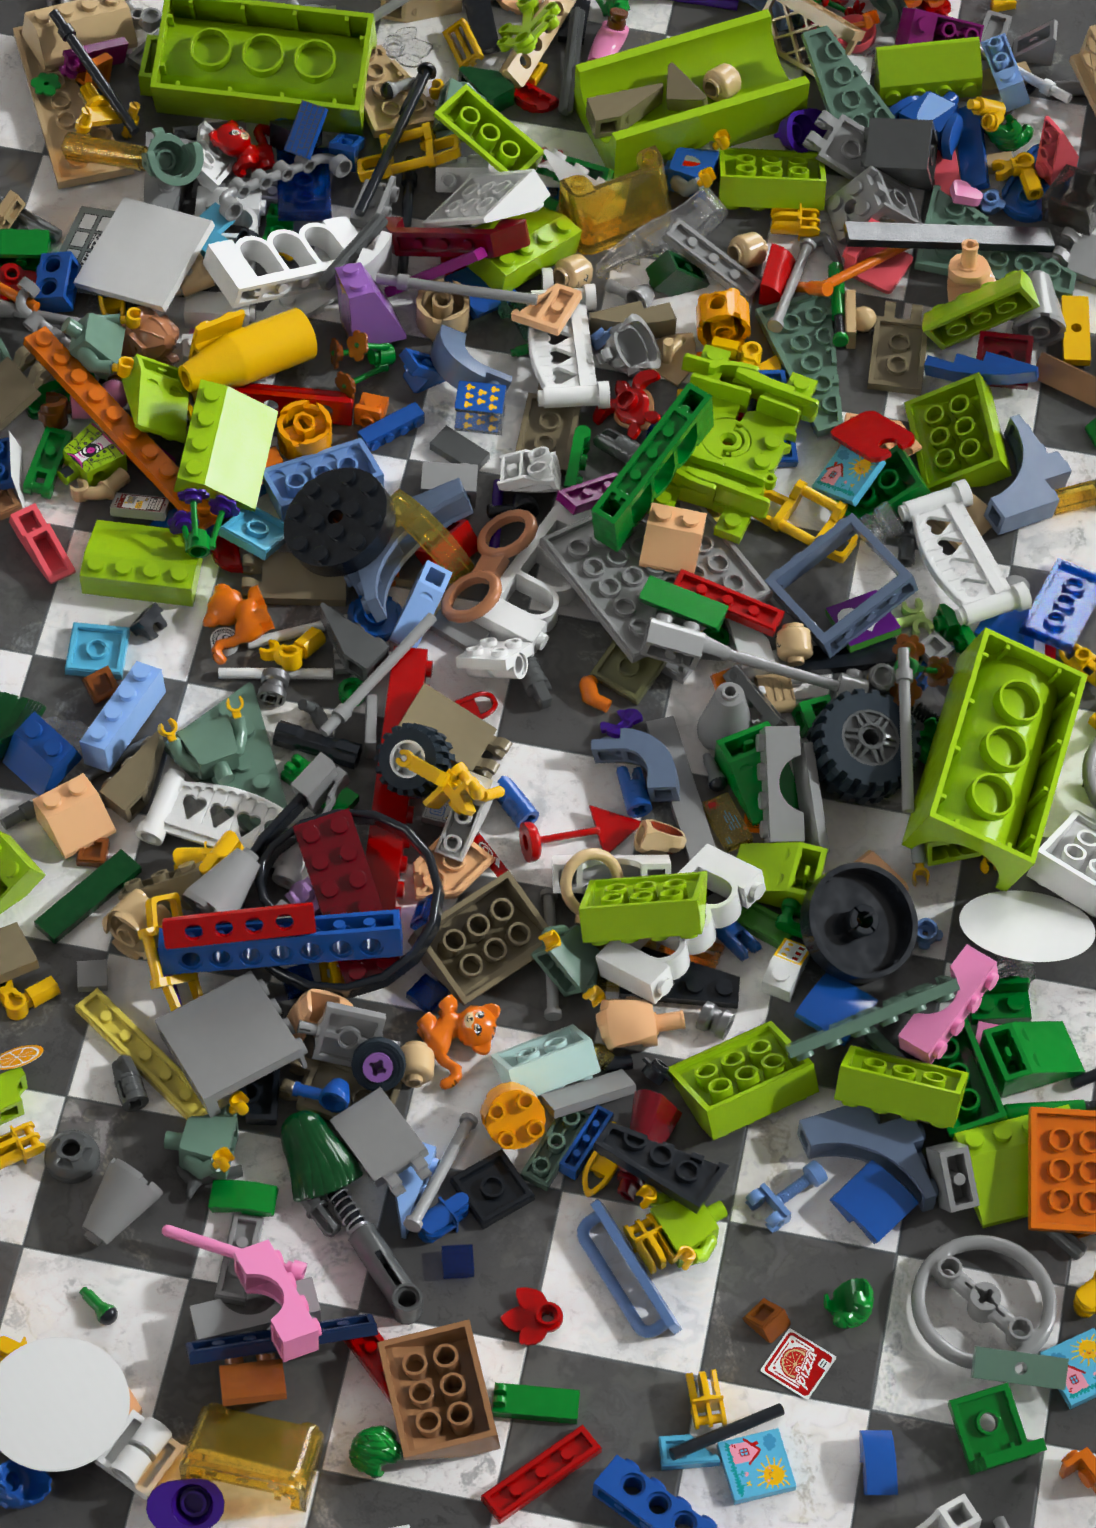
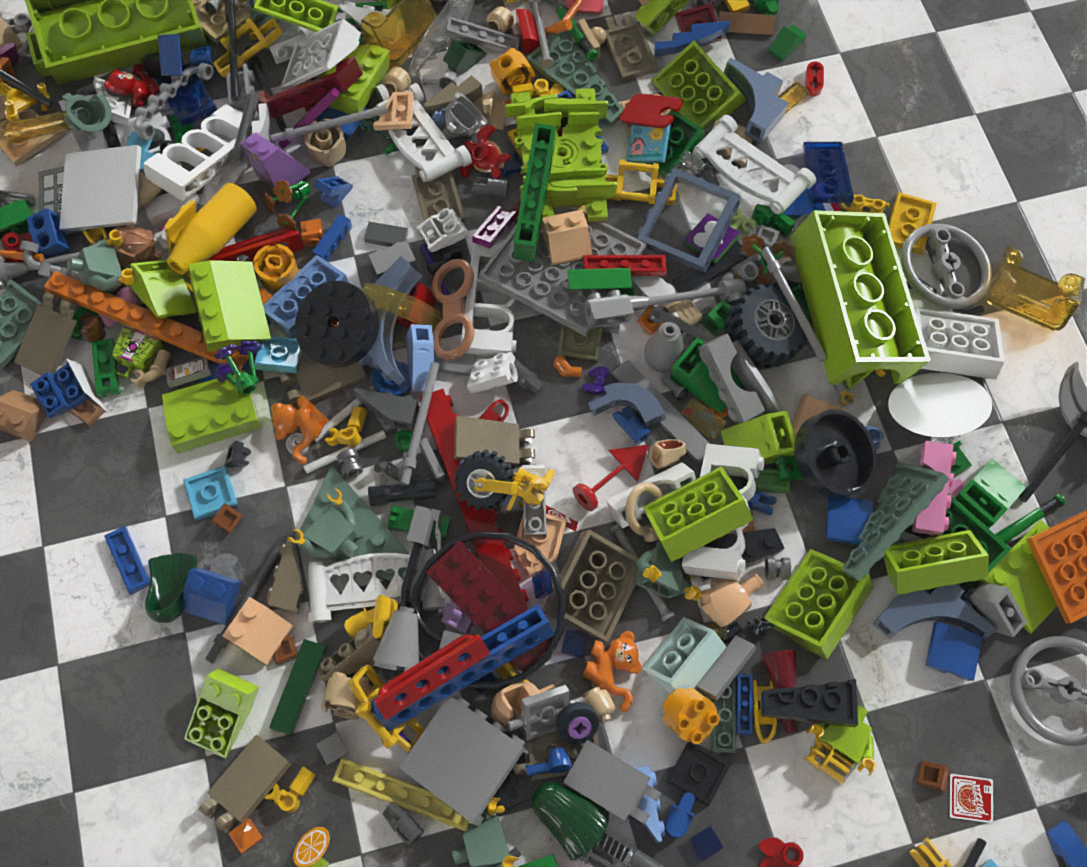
camera: 25 degrees left, 10 degrees up
(41, 543) = (131, 431): coral slope -> none
(122, 716) = (255, 538): light blue brick -> none
(227, 556) = (267, 380): red tile -> none
(414, 1221) = (667, 836): light grey bar -> none
(456, 364) = (360, 178): sand blue arch -> none
(480, 407) = (385, 199): piece -> none
(516, 803) = (563, 473): blue hinge -> none
(578, 456) = (469, 208): green plate -> none
(667, 1319) = (873, 814): medium blue piece -> none
(785, 970) = (803, 508): white slope -> none
(794, 643) = (680, 274): tan head -> none
(813, 1175) = (903, 652): medium blue bar -> none
(850, 1303) = (985, 737): green hair -> none

